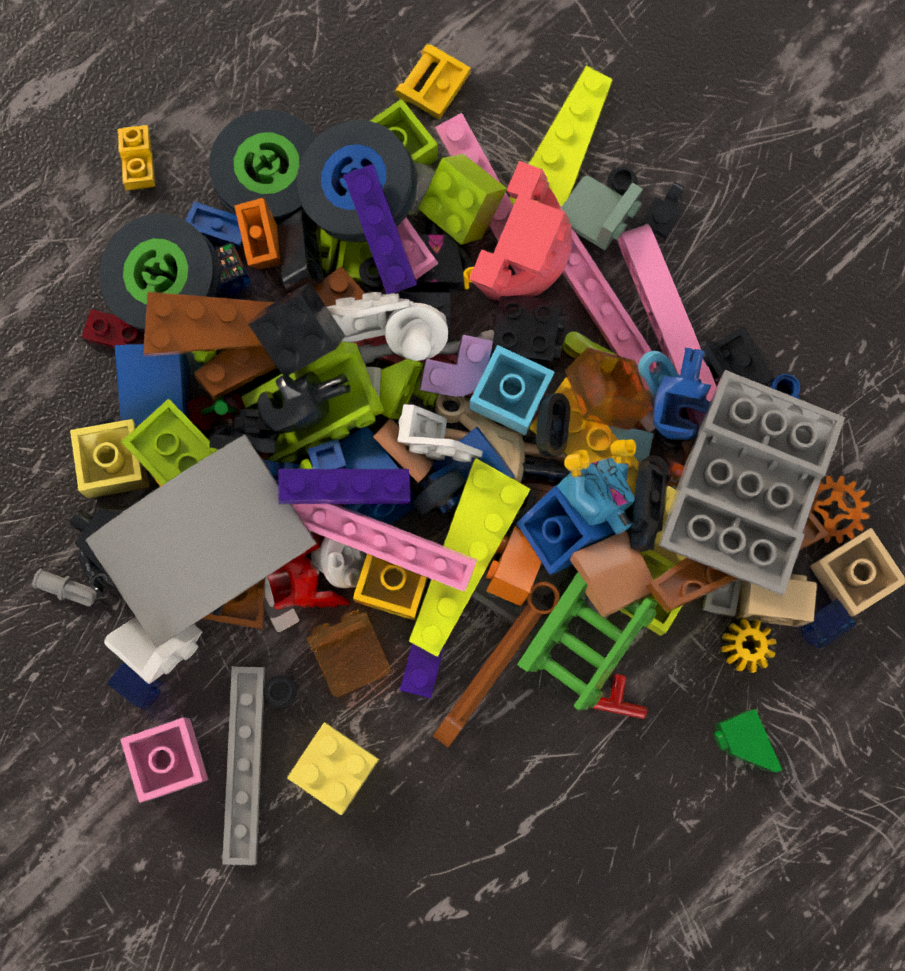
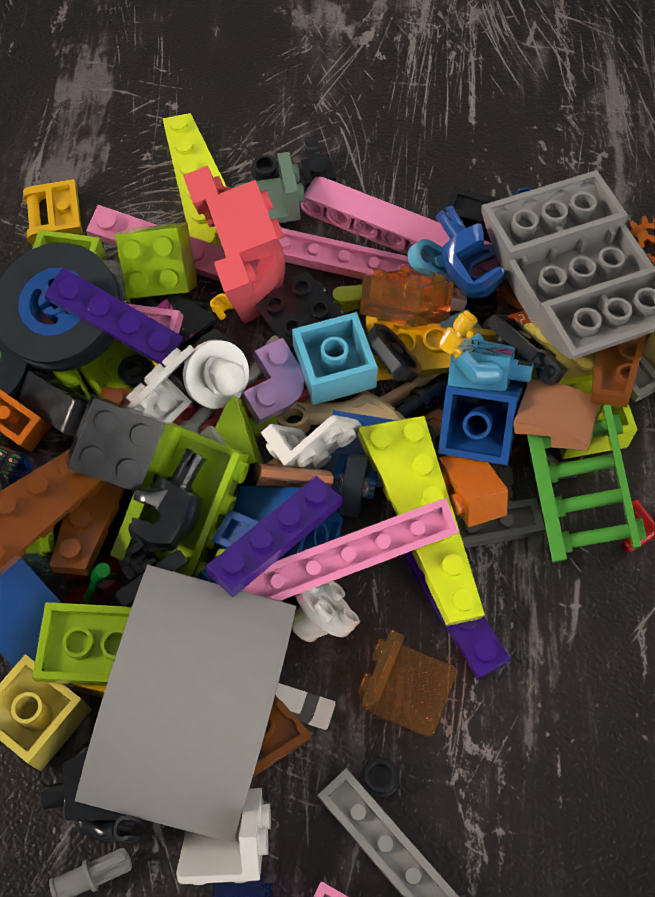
camera: 40 degrees left, 15 degrees down
(298, 582) = (310, 666): red helmet -> none
(333, 768) = (495, 797): light yellow brick -> none
(390, 588) = (388, 594): yellow brick -> none
(493, 668) = (550, 658): dark orange piece -> none

